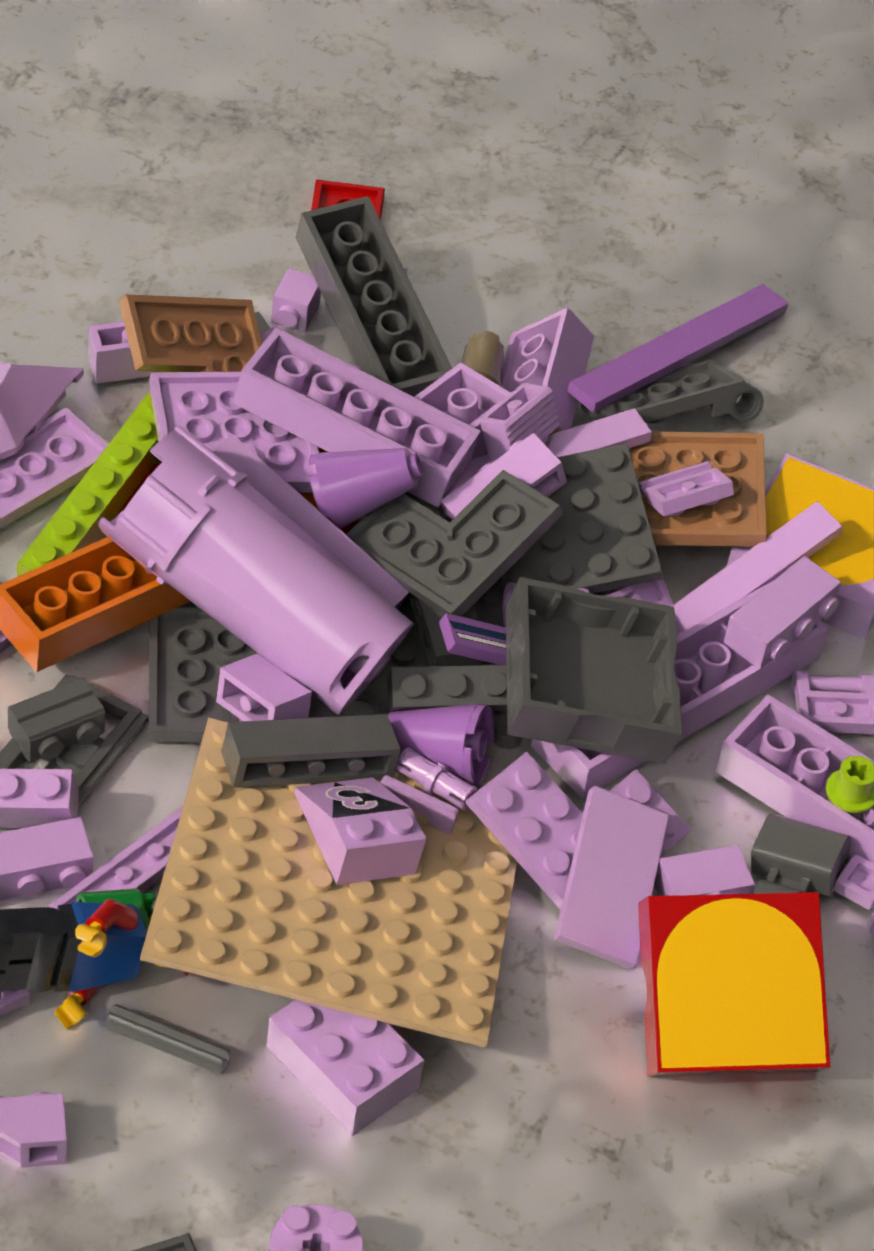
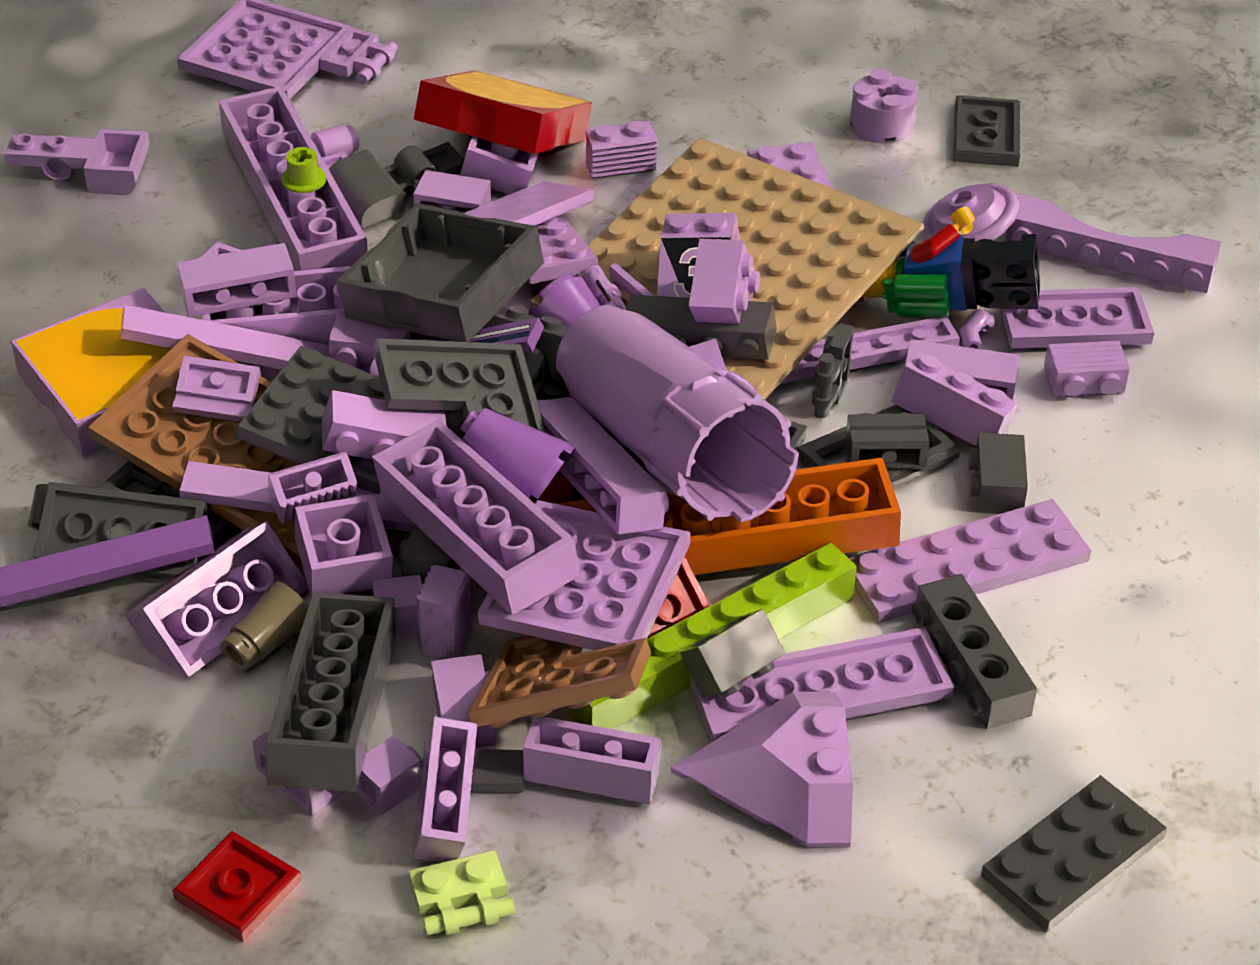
camera: 145 degrees left, 5 degrees down
(79, 439) = (733, 654): none -> brick
(112, 1092) = (991, 204): none -> lavender piece
(153, 780) = (832, 370): none -> dark grey plate
(189, 262) = (458, 884): none -> yellowish green plate
(238, 275) = (444, 790): none -> lavender brick
(303, 744) = (722, 281): none -> lavender brick
(580, 1037) = (621, 149): none -> lavender brick

